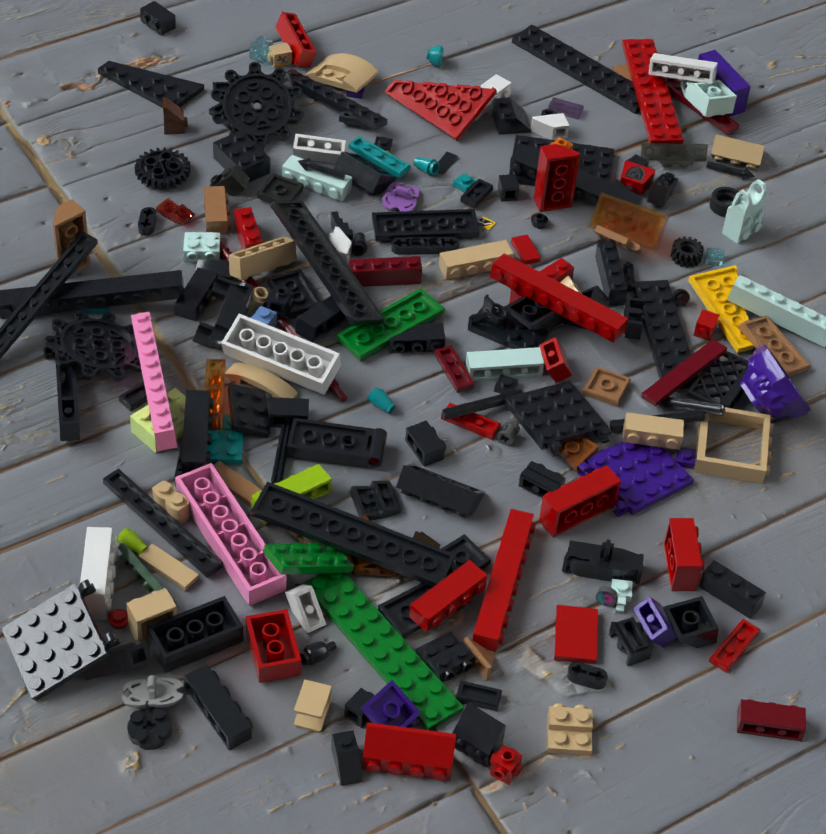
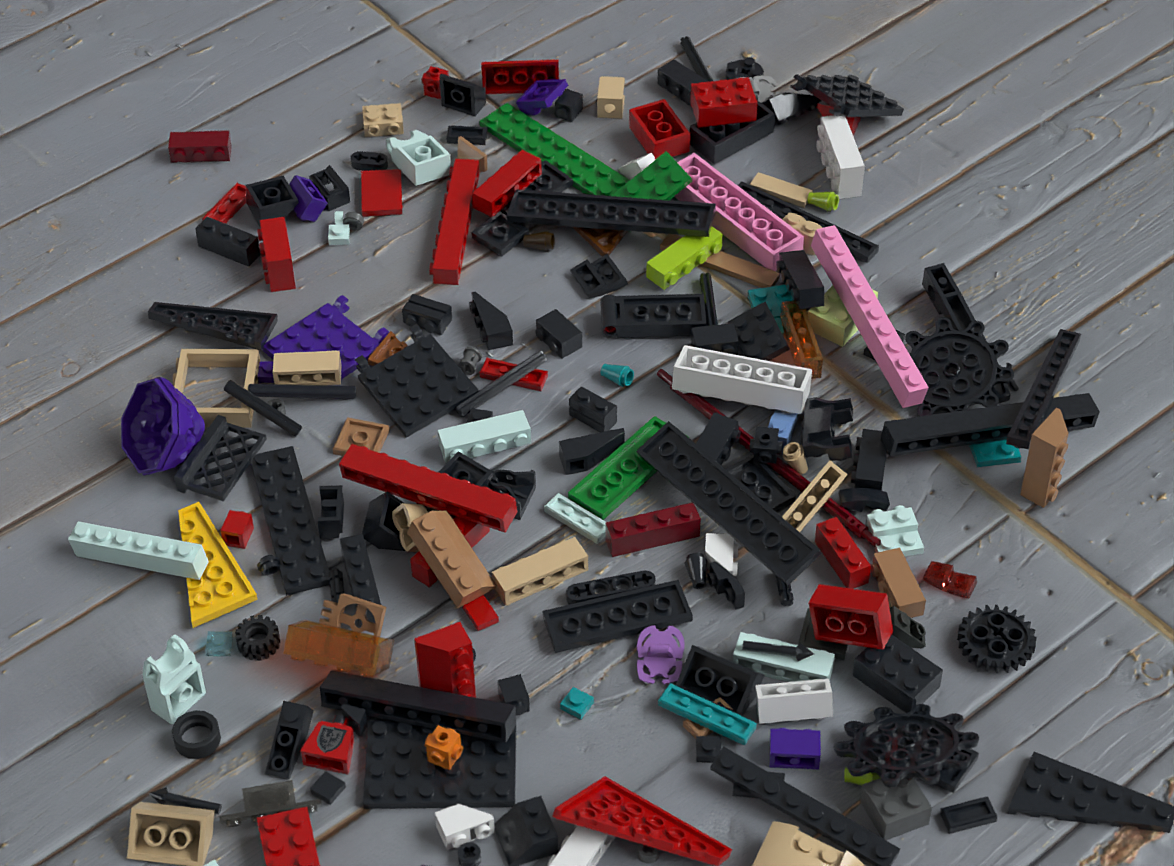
camera: 175 degrees right, 0 degrees up
(118, 618) = (807, 143): red plate -> none
(139, 569) = (795, 171): dark green plate -> none
(144, 220) = (983, 559): black beam -> none
(149, 610) = (775, 130): tan piece -> none
(173, 118) = (1020, 715): reddish brown slope -> none
(198, 756) = (695, 58): none -> black axle
(200, 631) = (723, 102): none -> red brick
(266, 163) = (851, 616): none -> red brick
(316, 652) = (619, 141): black plant -> none
(327, 128) = (794, 748): none -> dark purple brick
(346, 757) = (575, 74): black slope -> none
(410, 368) = (592, 410): none -> black brick
(427, 165) = (635, 716): teal cone -> none
(439, 489) = (532, 291): black slope -> none
(446, 161) = (612, 739): black sticker -> none
(446, 656) = (499, 150): black plate -> none
(452, 306) = (576, 518): none -> light aqua tile
(454, 369) = (542, 424): dark red plate -> none
(476, 193) = (556, 681): black plate -> none
(482, 462) = (493, 323): none -> black slope
(486, 223) = (537, 646): sticker -> none
(535, 657) = (419, 157): none -> light aqua brick
(544, 253) = (450, 557): none -> medium nougat slope
(555, 360) = (424, 441): red brick -> none
(579, 501) = (385, 287): red brick -> none
(603, 562) = (358, 247): black piece -> none
(684, 372) = (267, 451): dark red tile -> none
(730, 500) = (231, 325): none -> black wing
(764, 331) = (153, 510): medium nougat tile -> none

